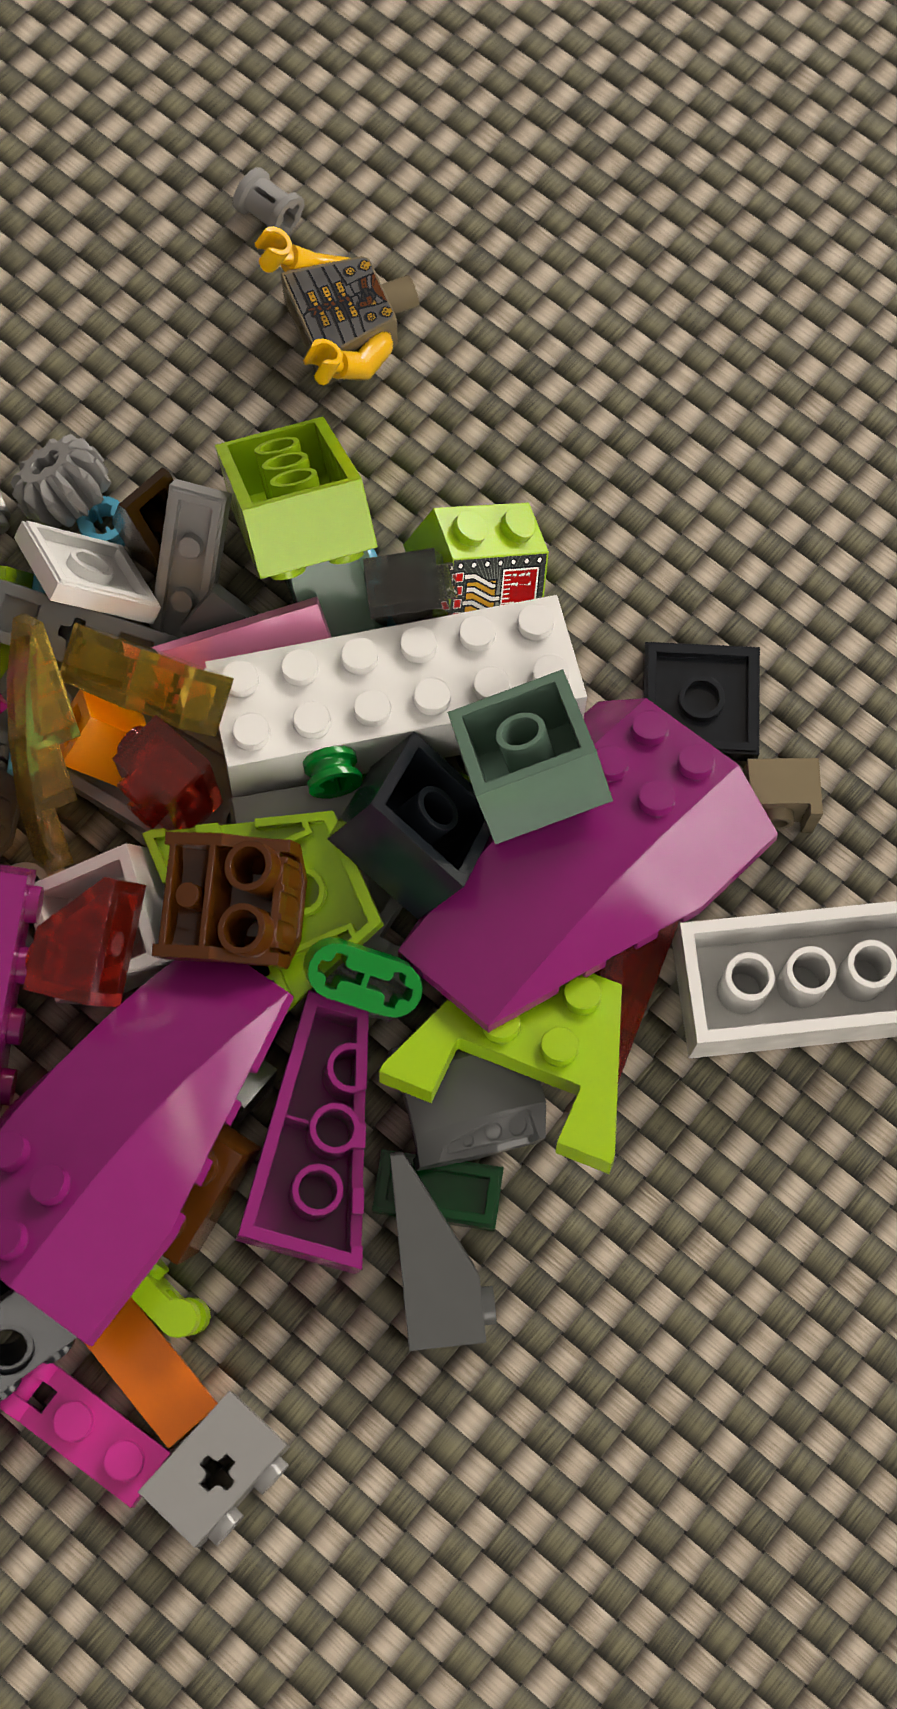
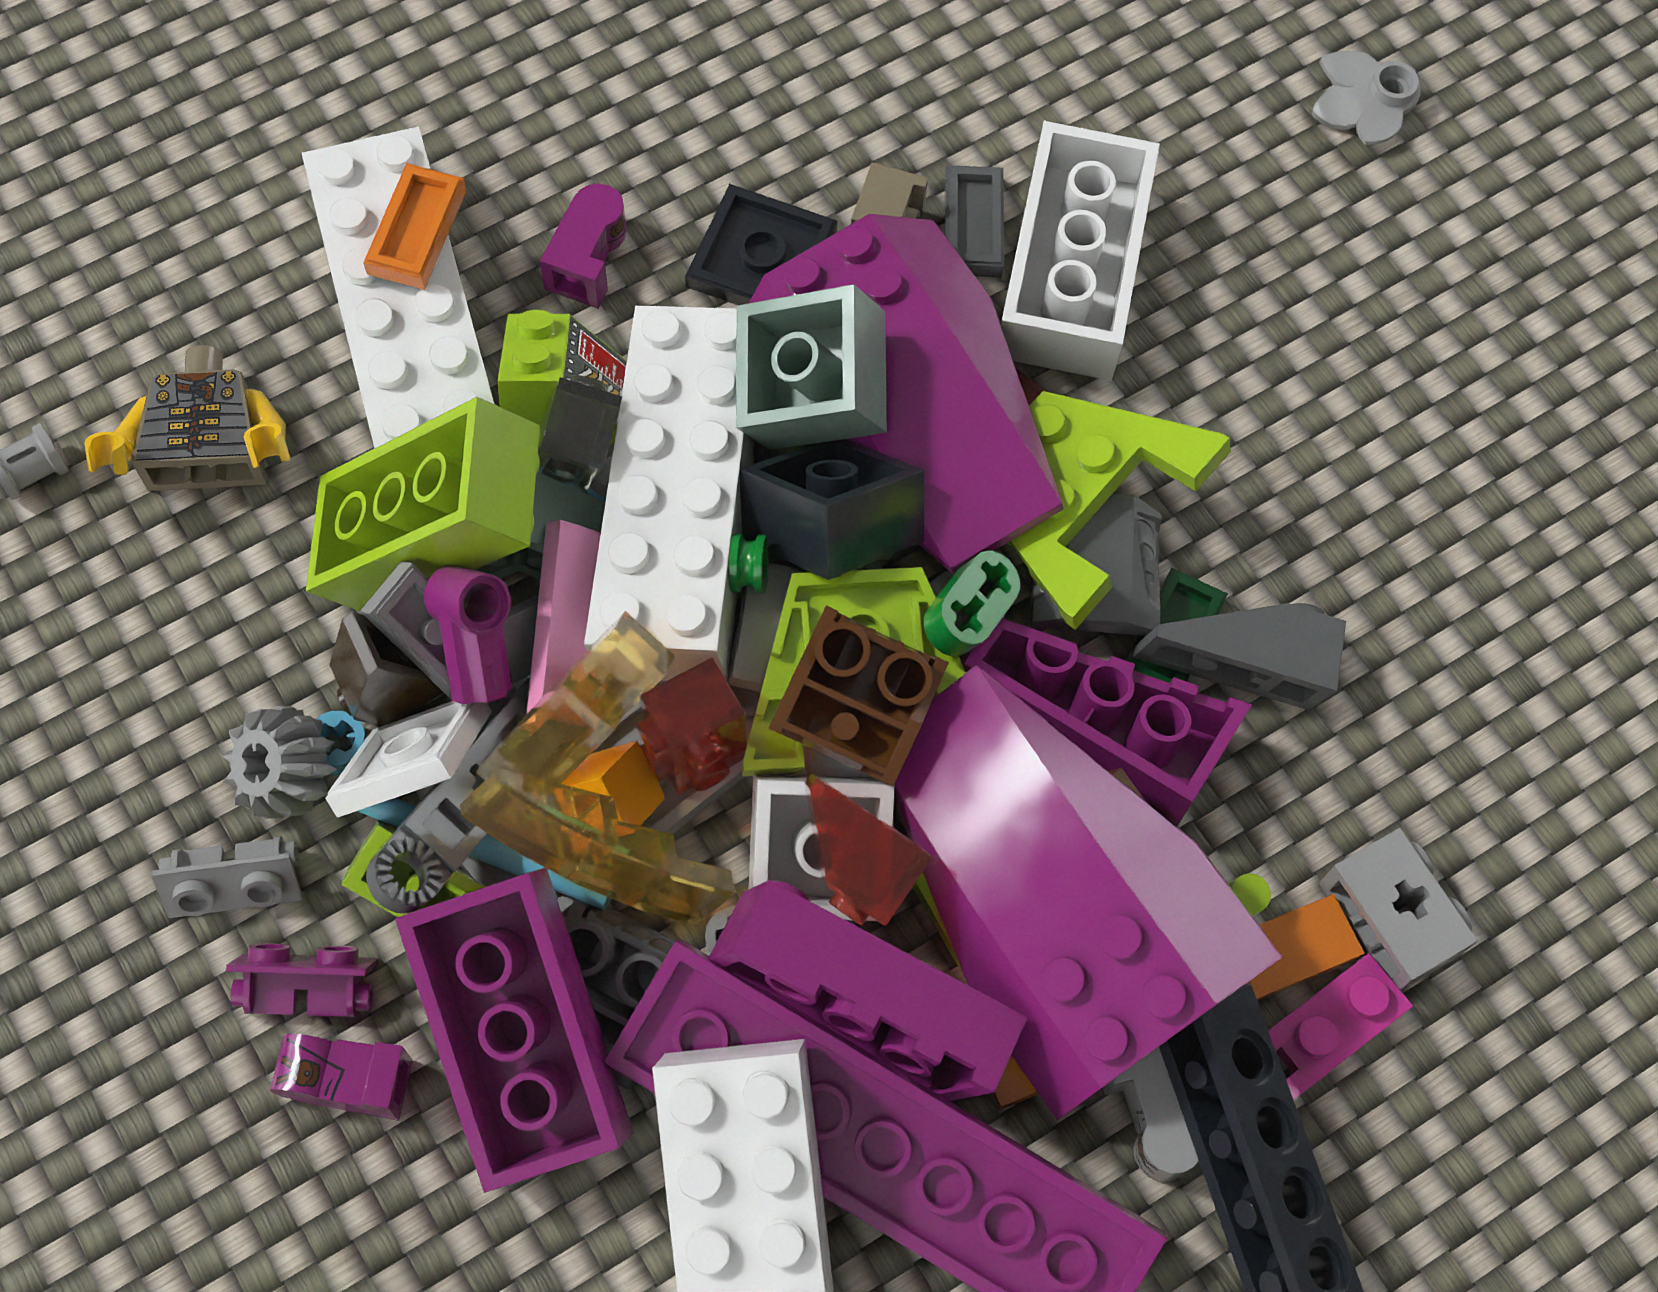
camera: 75 degrees left, 5 degrees down
(190, 573) = (471, 635): none -> magenta piece
(521, 415) = (407, 343): none -> white brick
(573, 393) = (415, 226): none -> orange tile
(643, 545) = (578, 250): none -> magenta leg
(817, 877) = (976, 217): none -> dark grey tile

